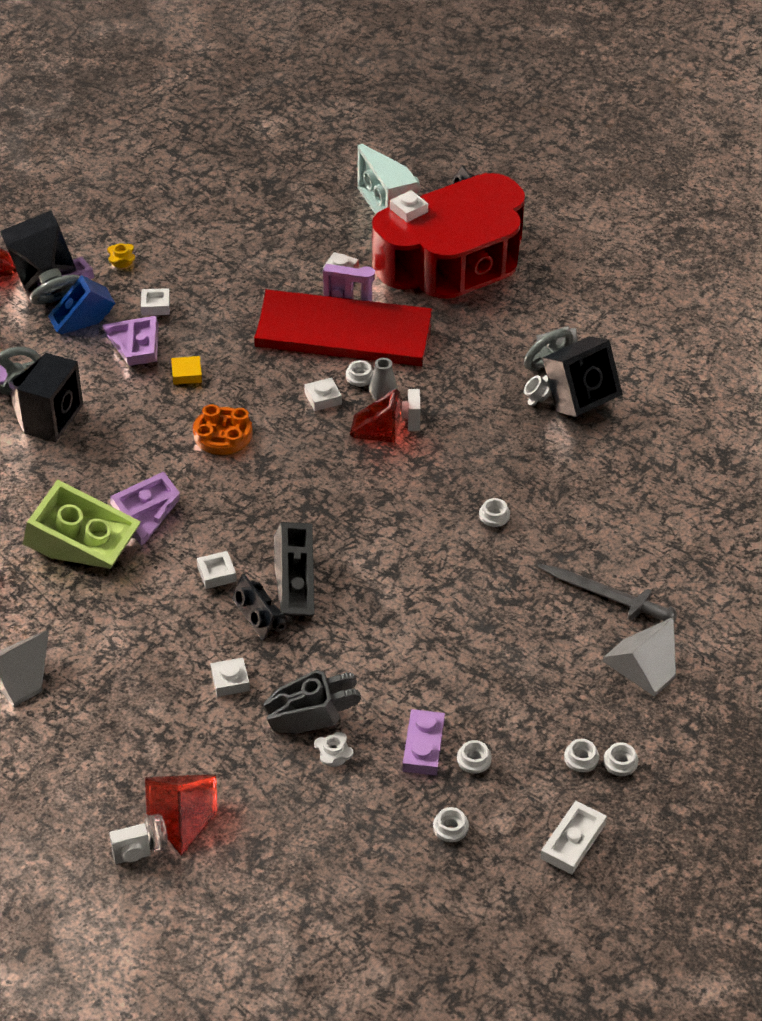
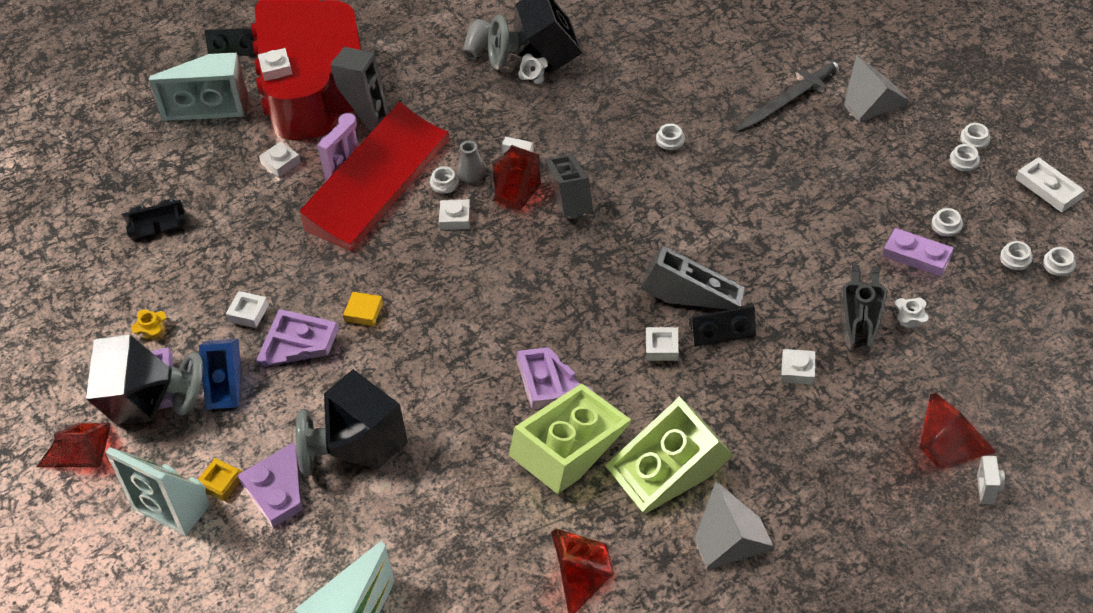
camera: 65 degrees left, 5 degrees up
(86, 605) = (668, 457): none -> yellowish green slope
(156, 832) = (972, 456): clear tile -> none
(222, 429) = (466, 300): orange tile -> none
(240, 223) = (141, 220): none -> black hinge
(386, 454) = (570, 186): none -> dark grey slope
(420, 268) = (360, 84): none -> dark grey slope
(458, 856) = (1059, 261): none -> white plate

